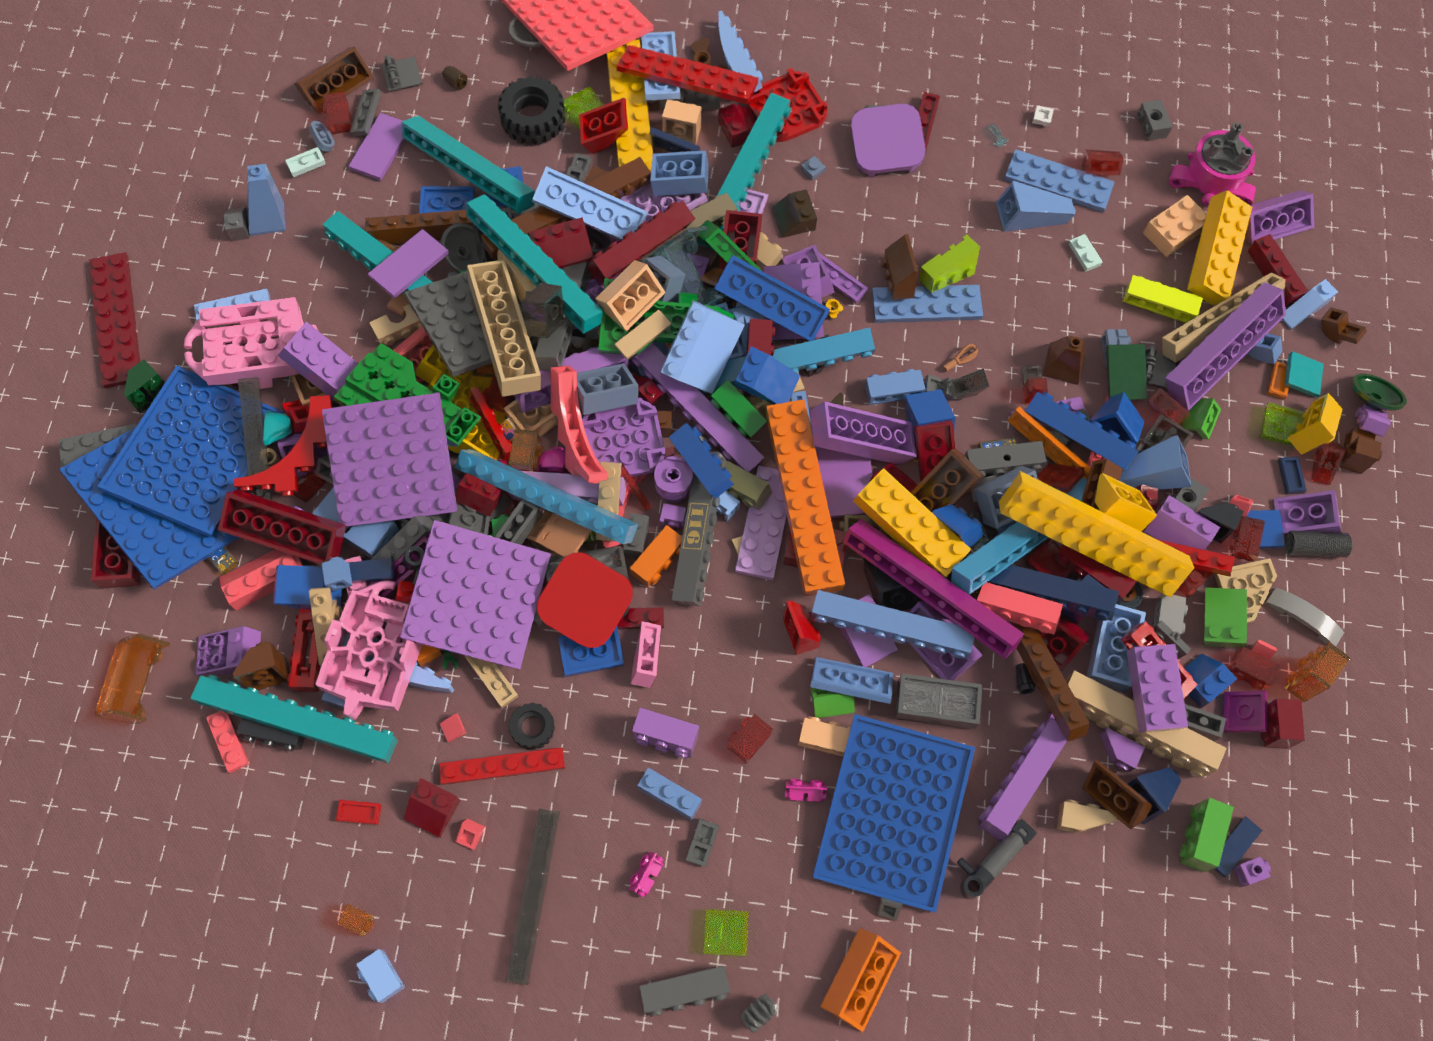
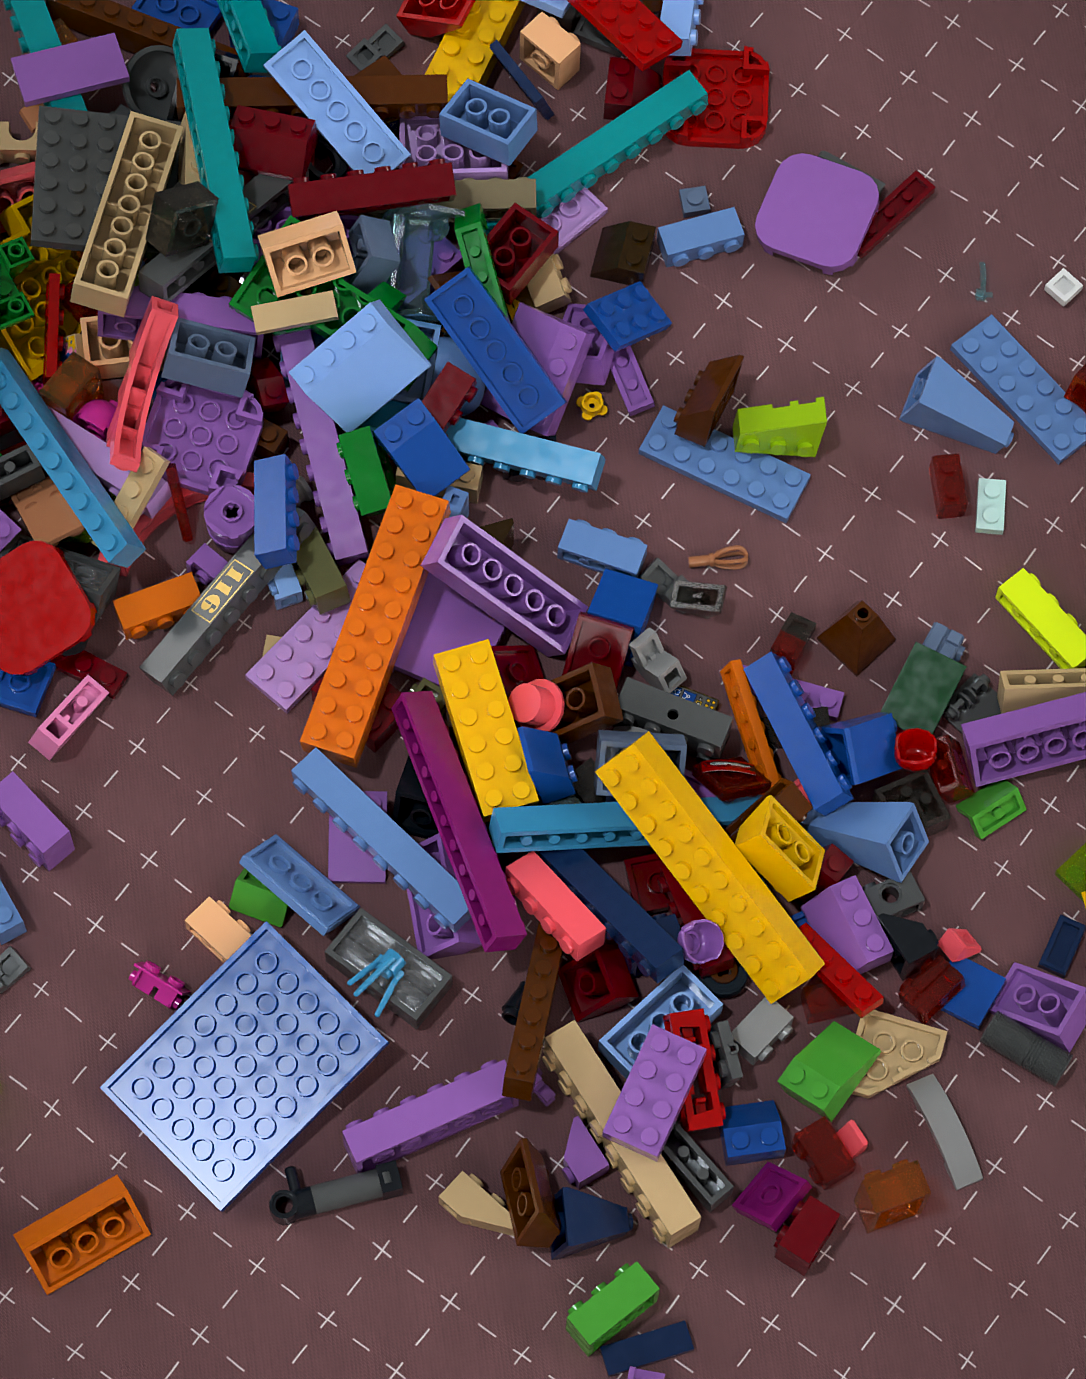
camera: 30 degrees right, 0 degrees up
(637, 547) = (149, 566): dark grey brick -> none
(749, 738) = (130, 885): clear red brick -> none
(800, 628) = (272, 786): red slope -> none
(823, 246) = (627, 316): none -> blue plate
(832, 184) = (700, 237): none -> medium blue brick
(889, 909) = (167, 1175): dark grey slope -> none
(930, 492) = (537, 704): none -> coral piece
(945, 701) = (387, 966): none -> dark azure plant
(970, 435) = (656, 664): none -> light grey brick
(1046, 474) = (727, 765): none -> sticker
(1058, 252) = (948, 486): none -> clear red brick
(1117, 579) = (701, 941): none -> medium lavender hair
(1150, 405) = (915, 749): none -> red hair

